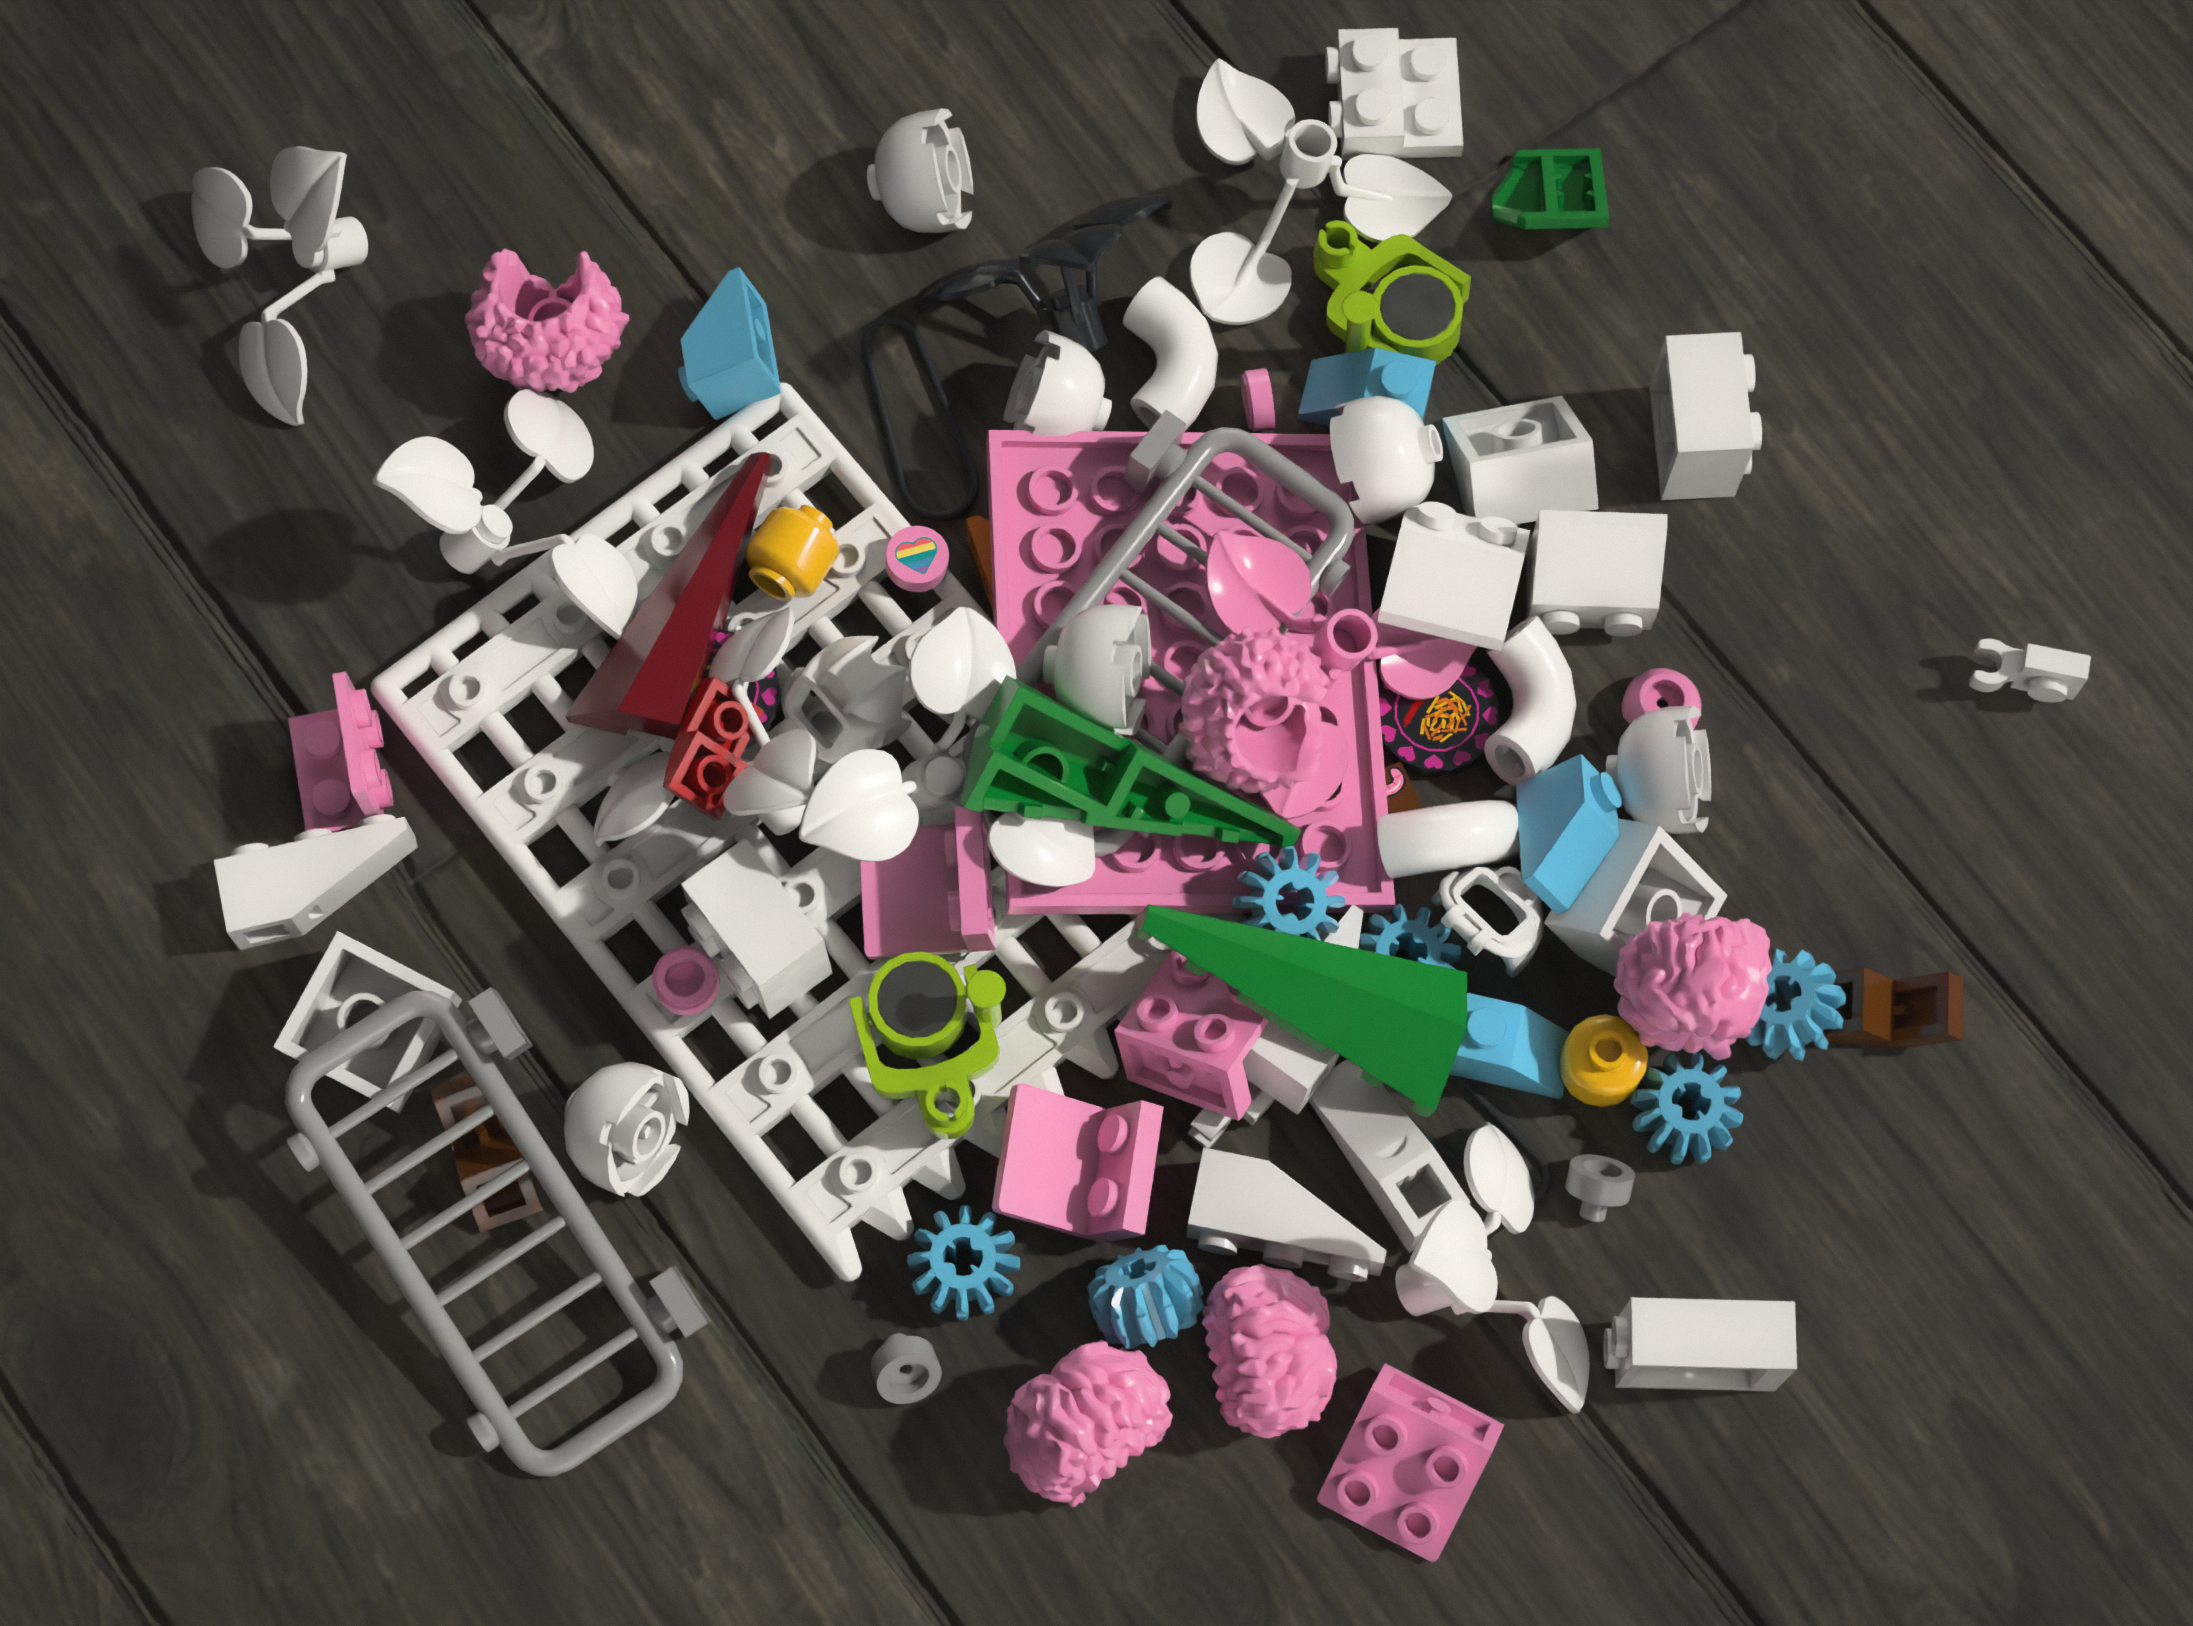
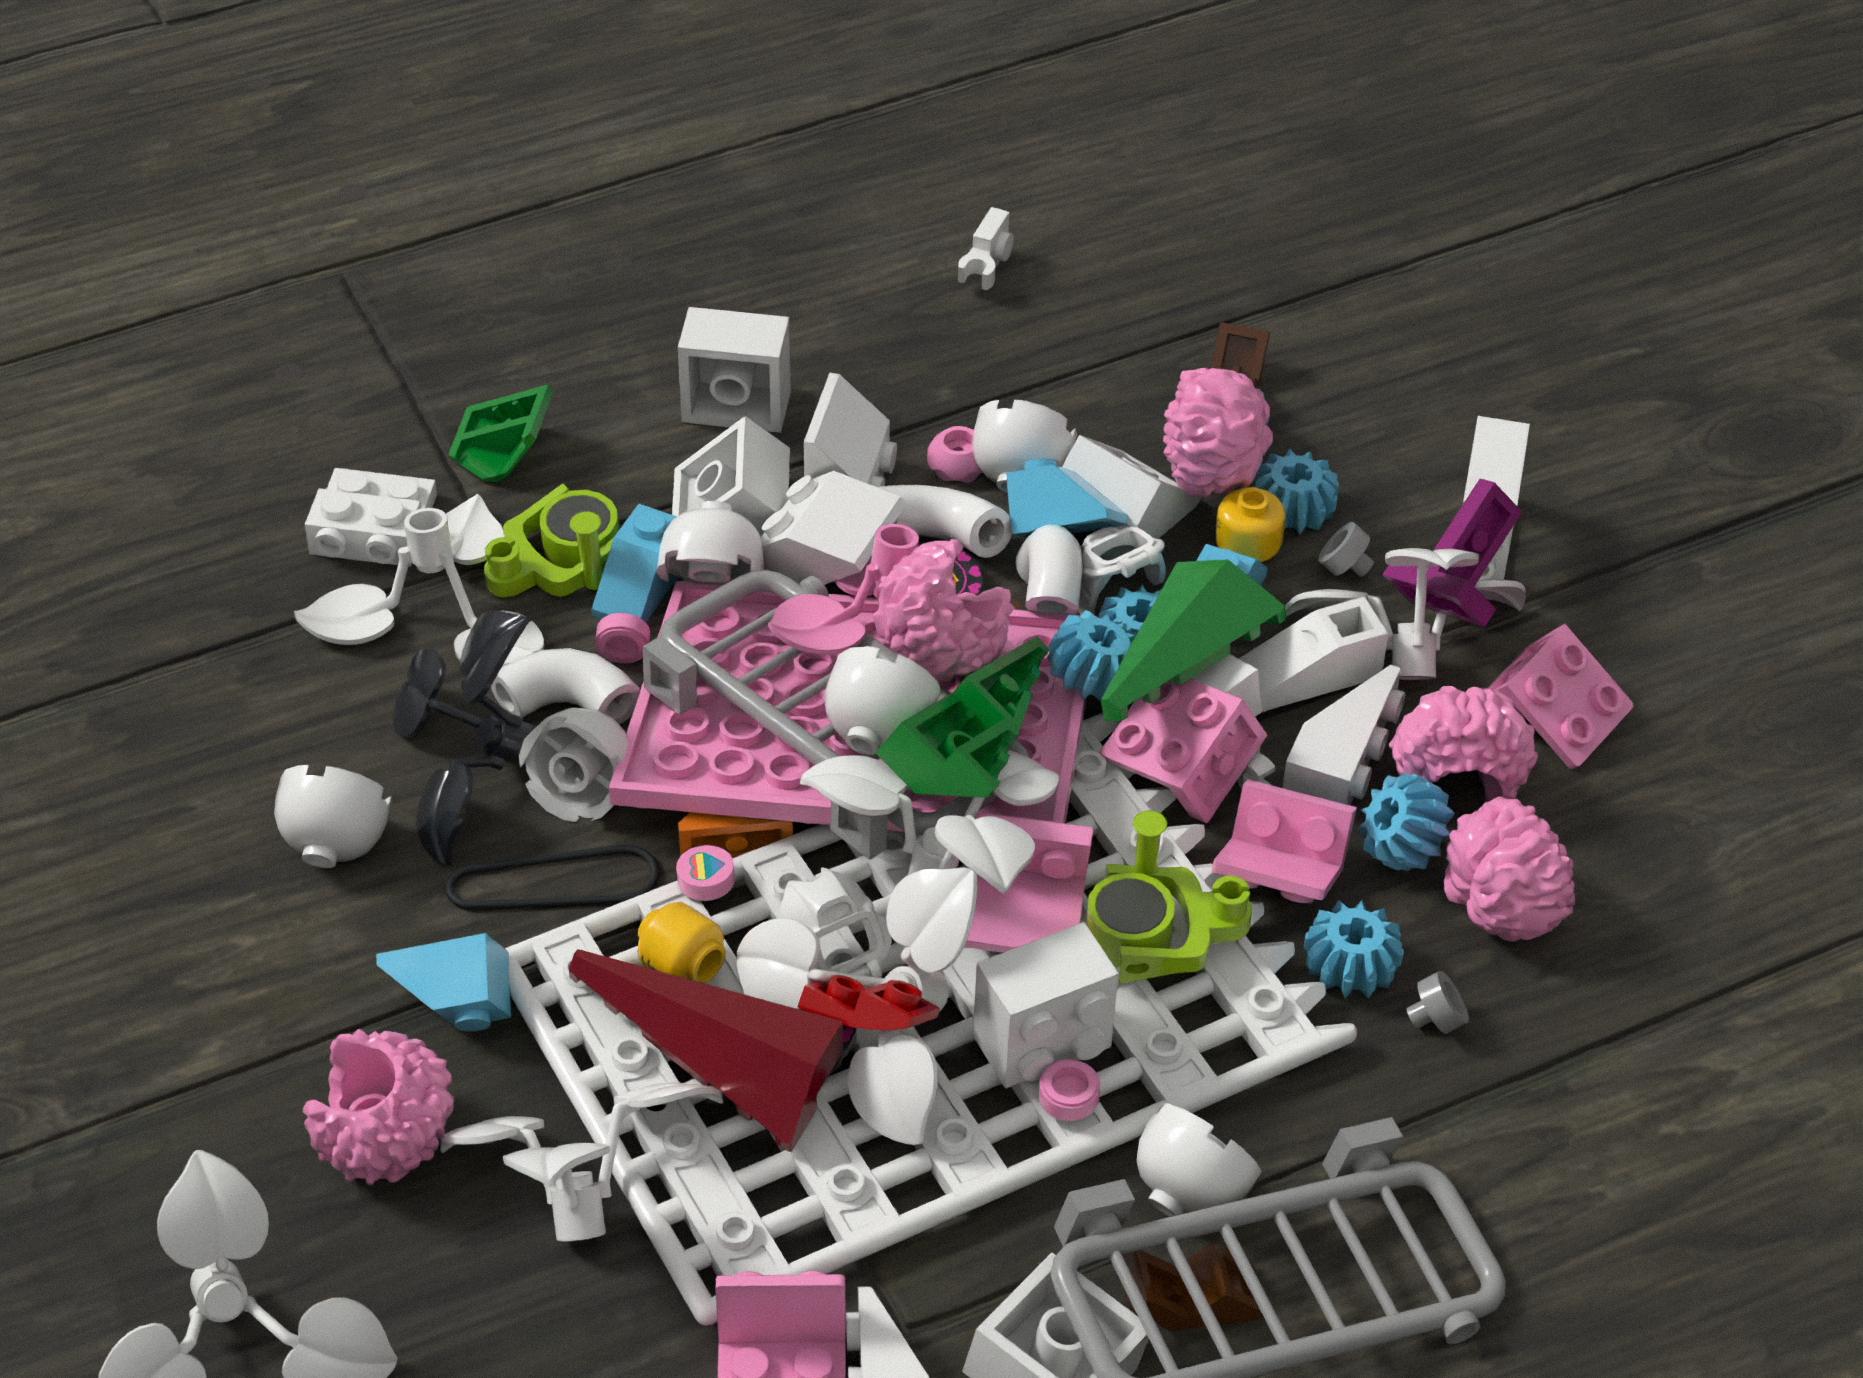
camera: 80 degrees left, 25 degrees down
(1542, 1307) = (1476, 528): none -> magenta bracket

